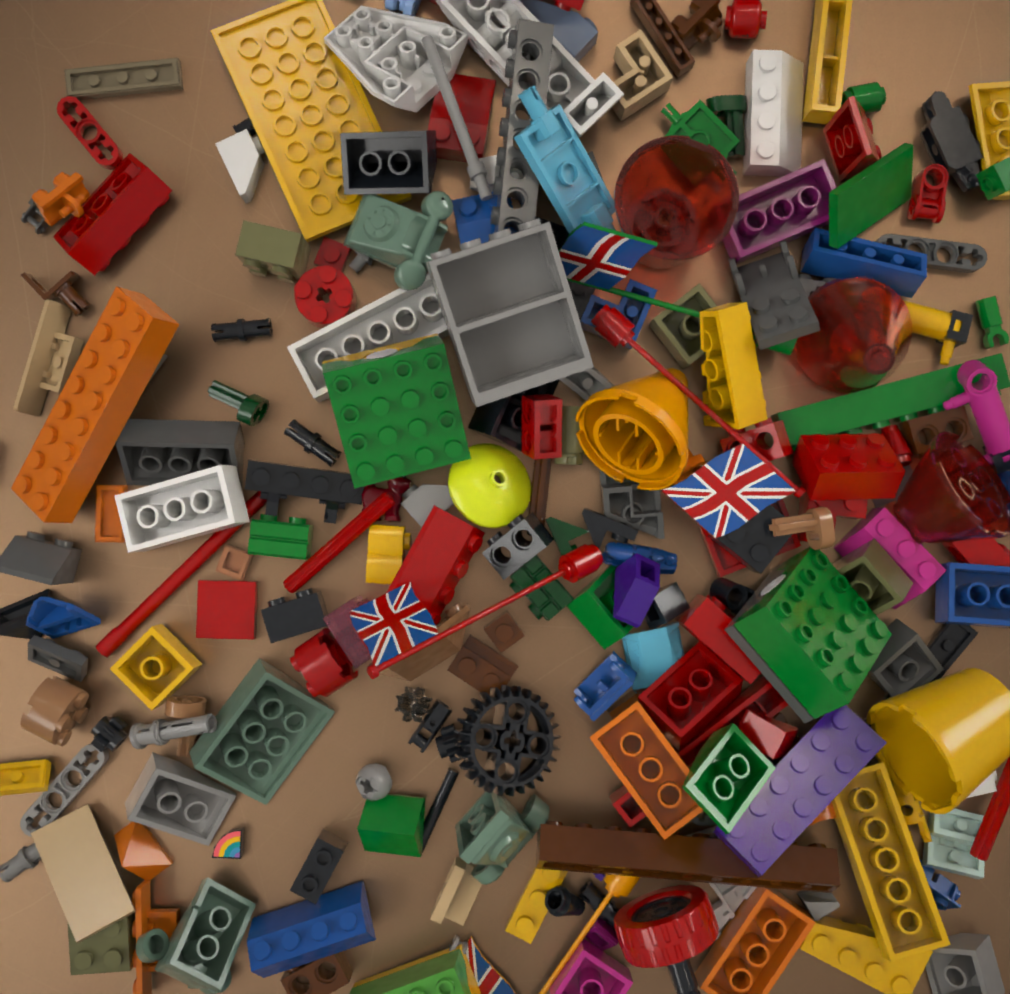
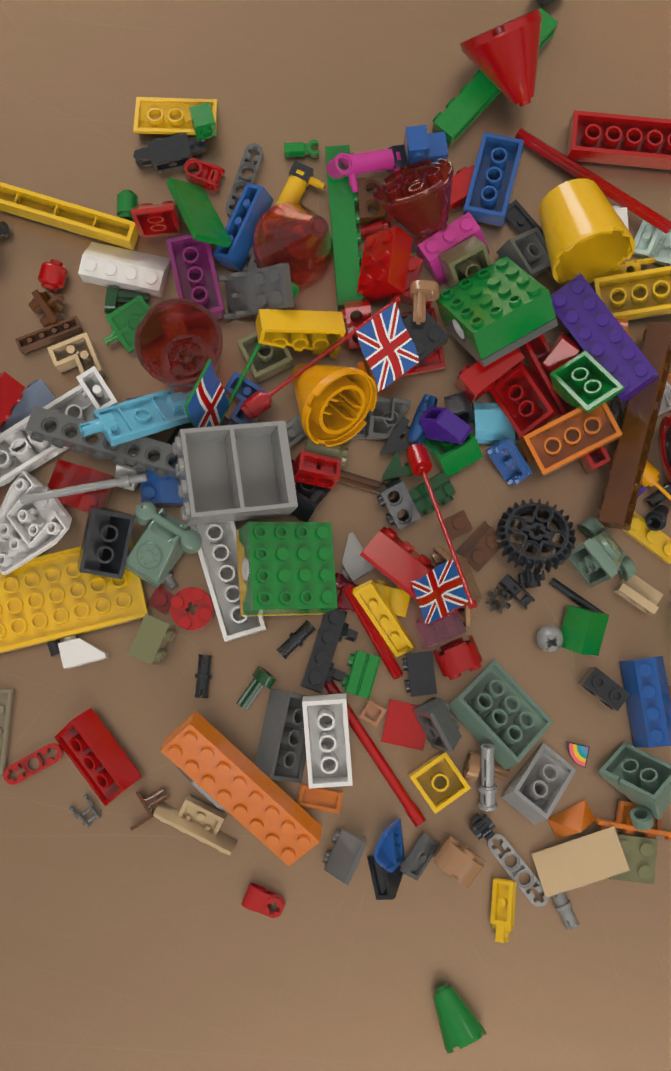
camera: 75 degrees left, 5 degrees down
(63, 199) = (83, 790): orange hips -> none
(230, 653) = (438, 724): none -> dark grey slope
(357, 553) = (383, 618): none -> yellow plate
(480, 496) = (356, 523): neon yellow dish -> none
(730, 593) = (459, 360): black piece -> none

